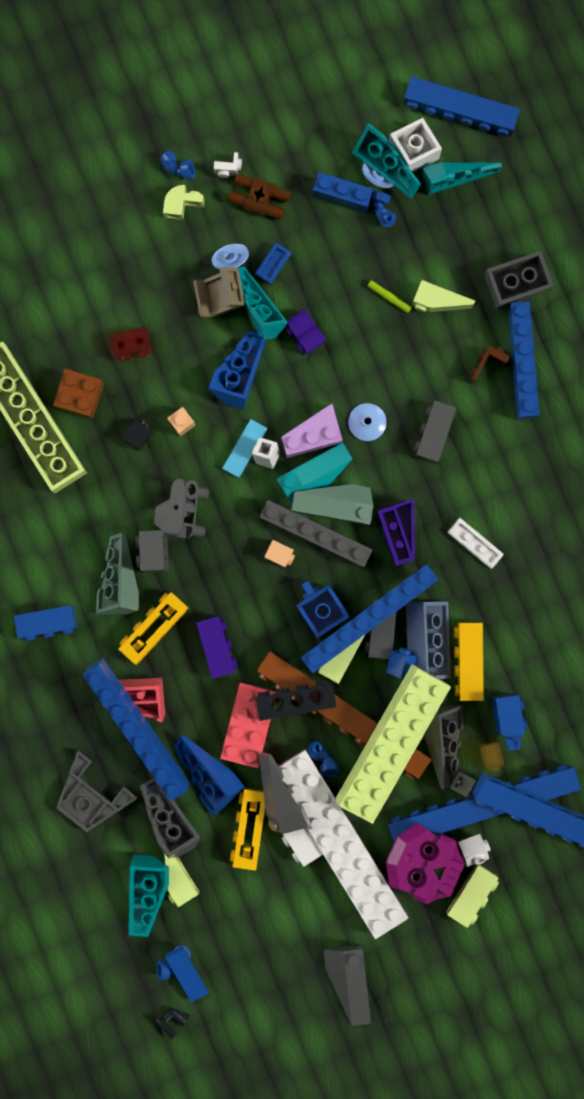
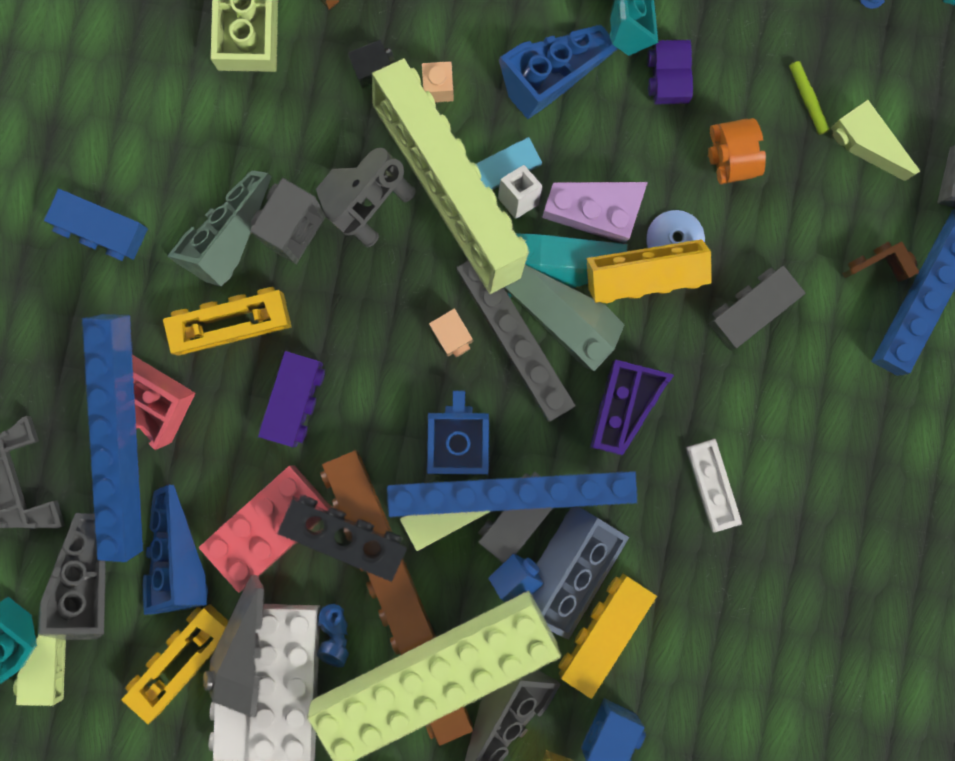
camera: 30 degrees right, 0 degrees up
(223, 471) = (448, 176): none -> yellowish green brick
(364, 450) = (649, 271): none -> yellow brick
(369, 354) = (737, 150): none -> orange brick

